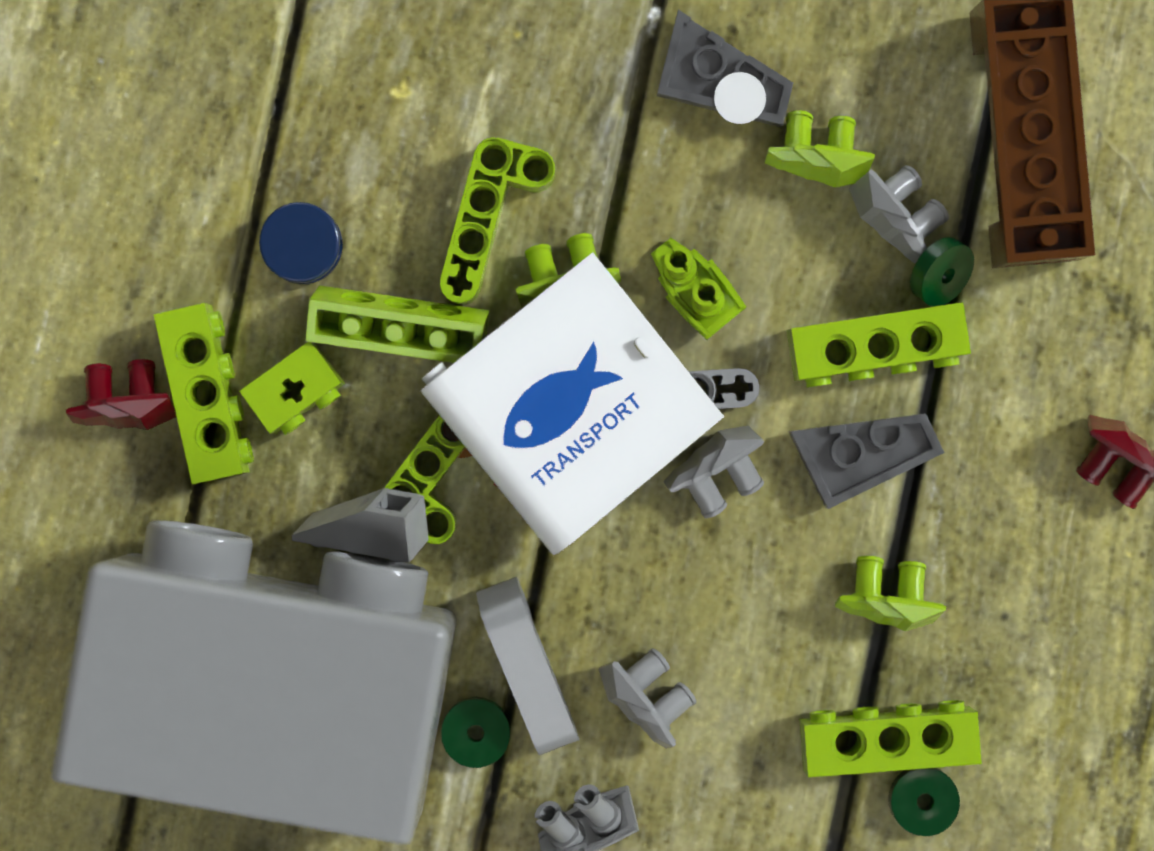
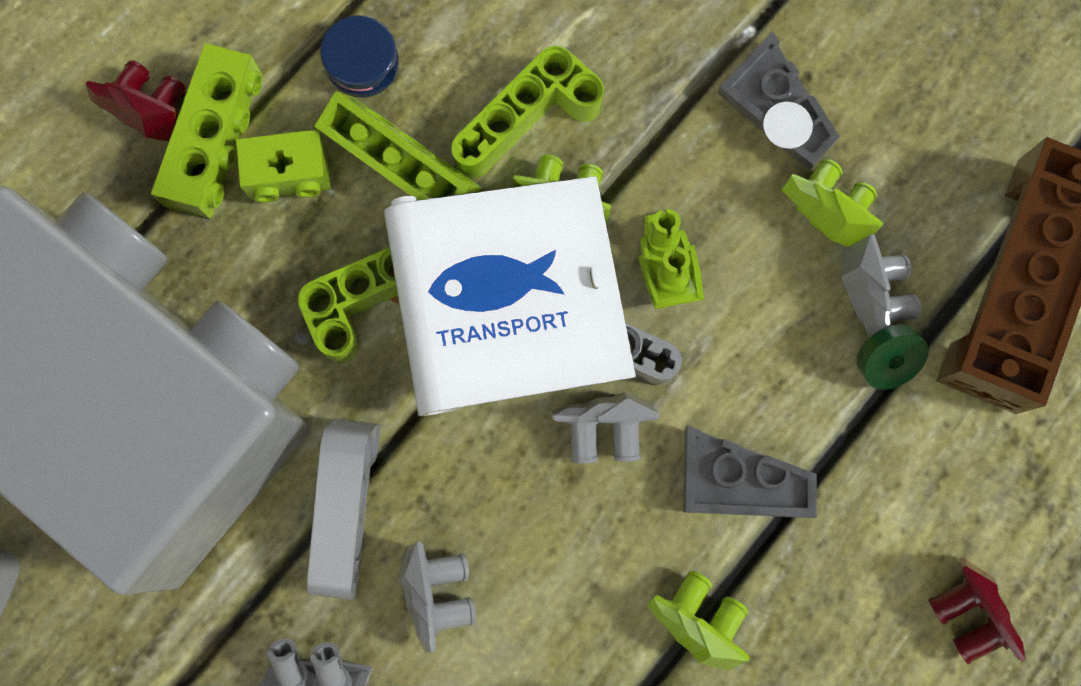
camera: 25 degrees right, 10 degrees down
(376, 524) = (286, 310): light grey slope -> none
(470, 751) = (247, 537): dark green piece -> none
(943, 323) = (870, 401): lime brick -> none

